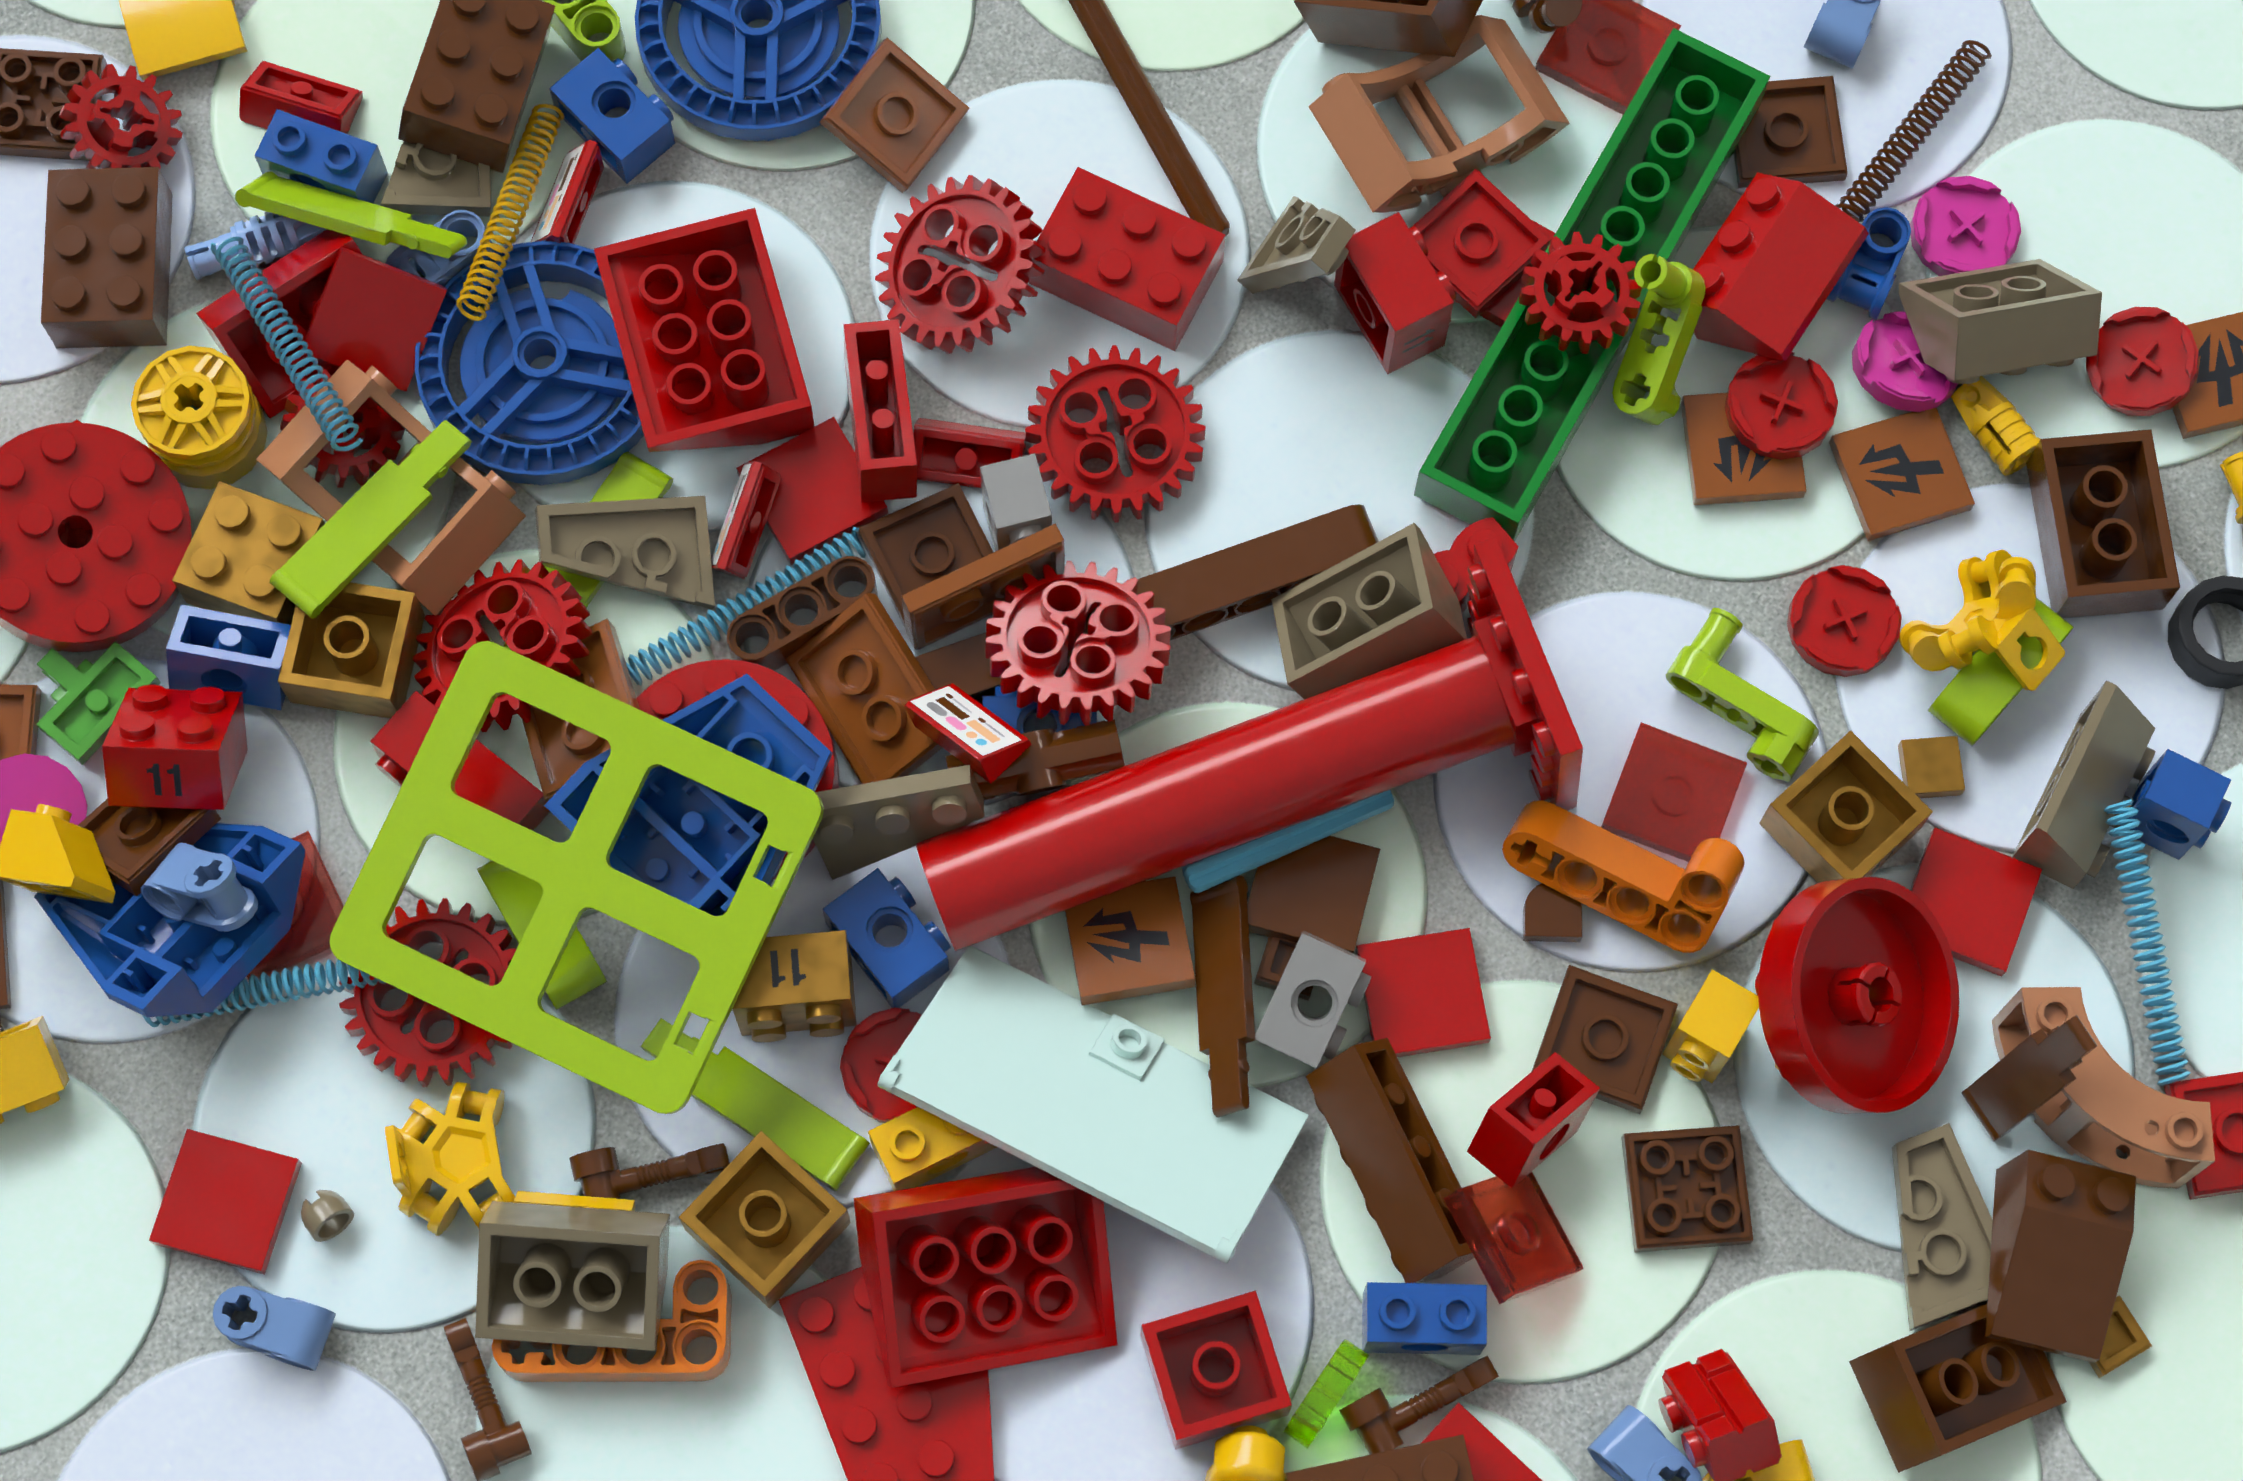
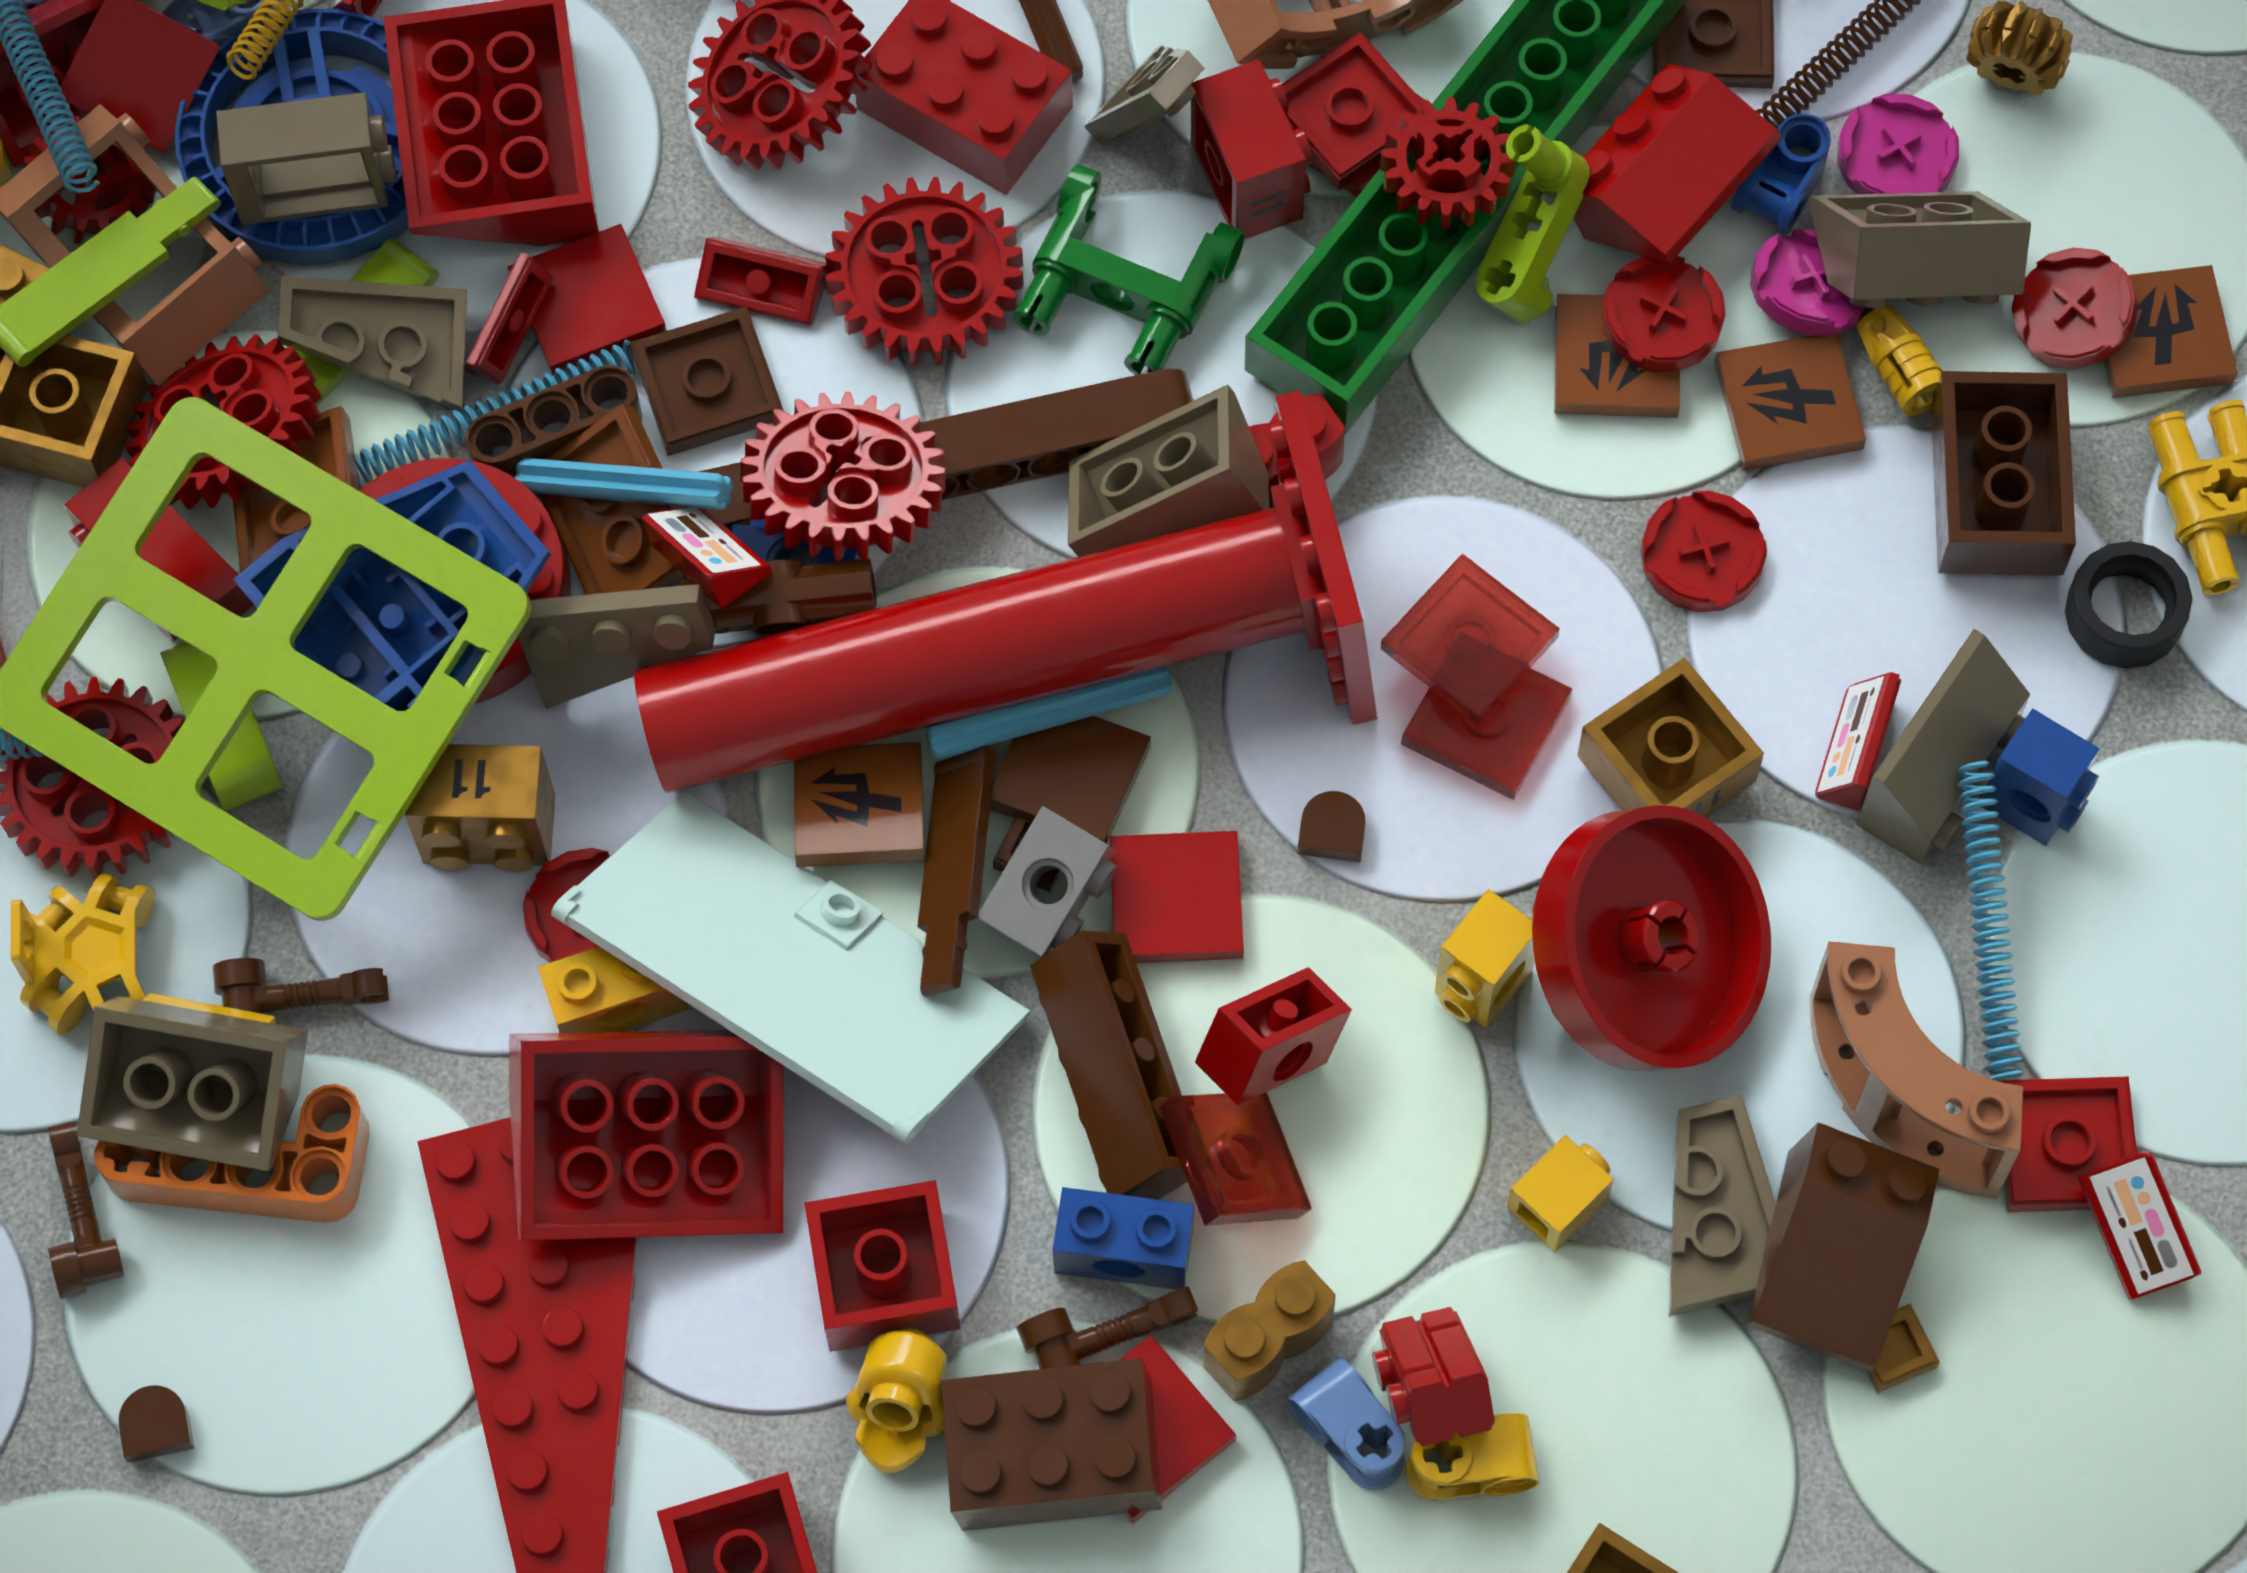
camera: 10 degrees right, 5 degrees down
(546, 394) = (305, 158): none -> dark tan window
(763, 1104) = (444, 947): lime piece -> none
(765, 1219) = (413, 1051): pearl gold brick -> none
(880, 410) = (668, 218): red brick -> none
(880, 669) = (625, 483): none -> medium azure axle
(898, 970) = (604, 807): blue brick -> none
(971, 590) = (715, 421): dark orange tile -> none
(1014, 500) = (801, 336): light grey brick -> none
(1247, 415) = (1161, 302): none -> green connector
(1326, 1393) = (1004, 1308): clear neon green beam -> none
(1556, 1396) = (1283, 1322): none -> pearl gold brick
(1608, 1035) = (1376, 963): reddish brown tile -> none
(1624, 879) = (1415, 797): orange beam -> none
(1653, 728) = (1470, 638): none -> clear red tile
(1687, 1188) = (1440, 1136): reddish brown tile -> none
(1780, 731) = (1611, 656): lime beam -> none
(1803, 1229) = (1561, 1191): none -> yellow brick
(1932, 766) = (1779, 715): pearl gold tile -> none
(1952, 1387) = (1705, 1379): reddish brown slope -> none
(1975, 898) = (1807, 861): red tile -> none
(1987, 686) = (1869, 617): lime beam -> none
(1988, 621) = (1870, 550): yellow piece -> none
(2005, 783) = (1857, 741): none -> slope
(2028, 1077) = (1826, 1042): reddish brown piece -> none
(2064, 124) = (2019, 47): none -> pearl gold gear

